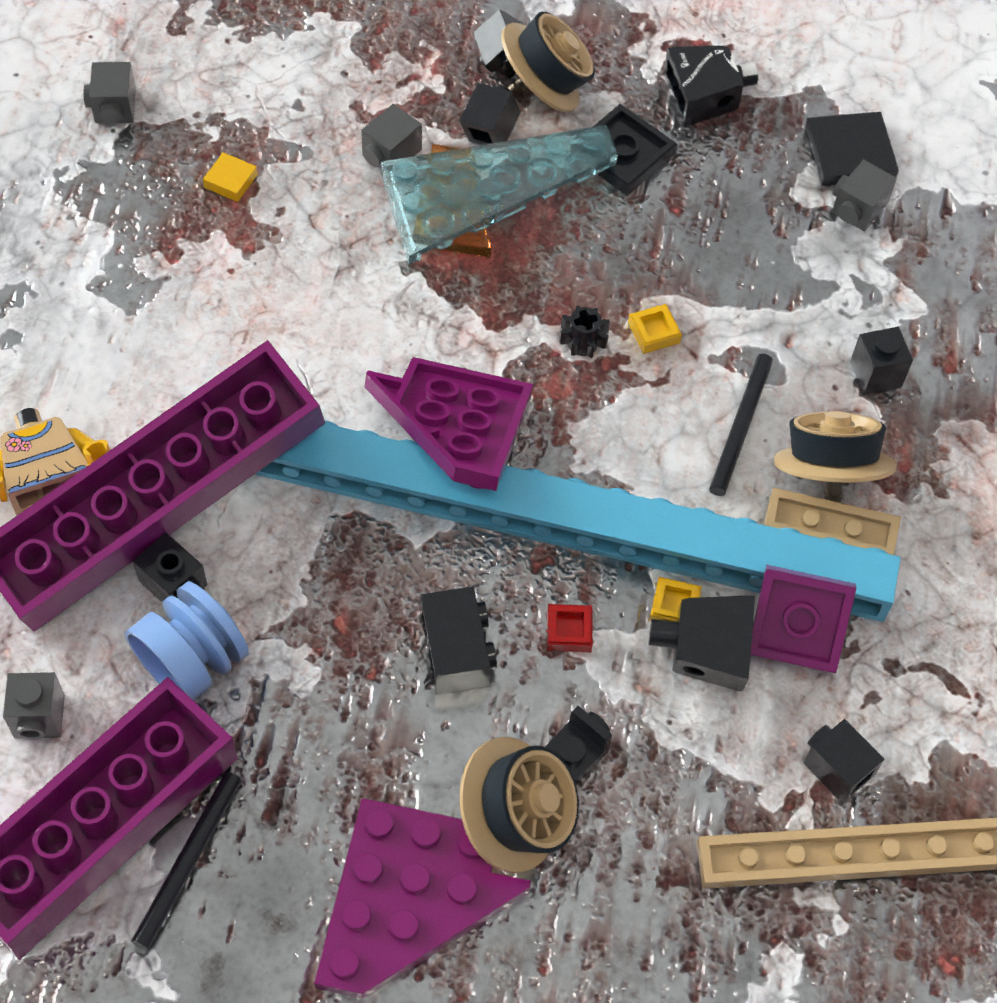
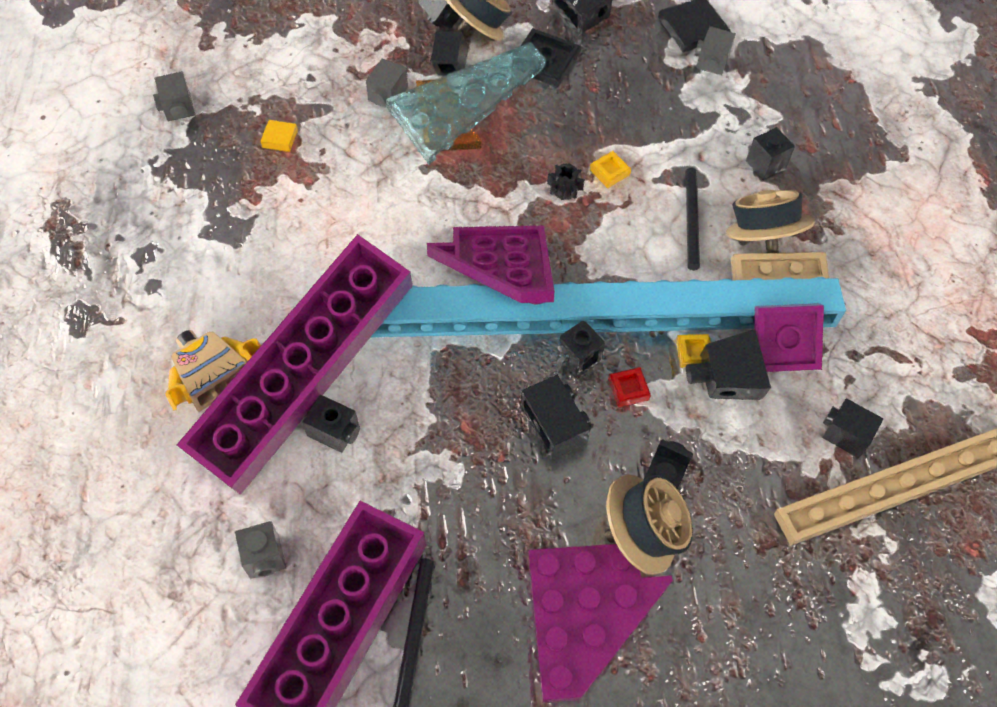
camera: 15 degrees left, 0 degrees up
(195, 636) = (363, 469): light blue wheel -> none
(522, 561) = (584, 347): none -> black bracket

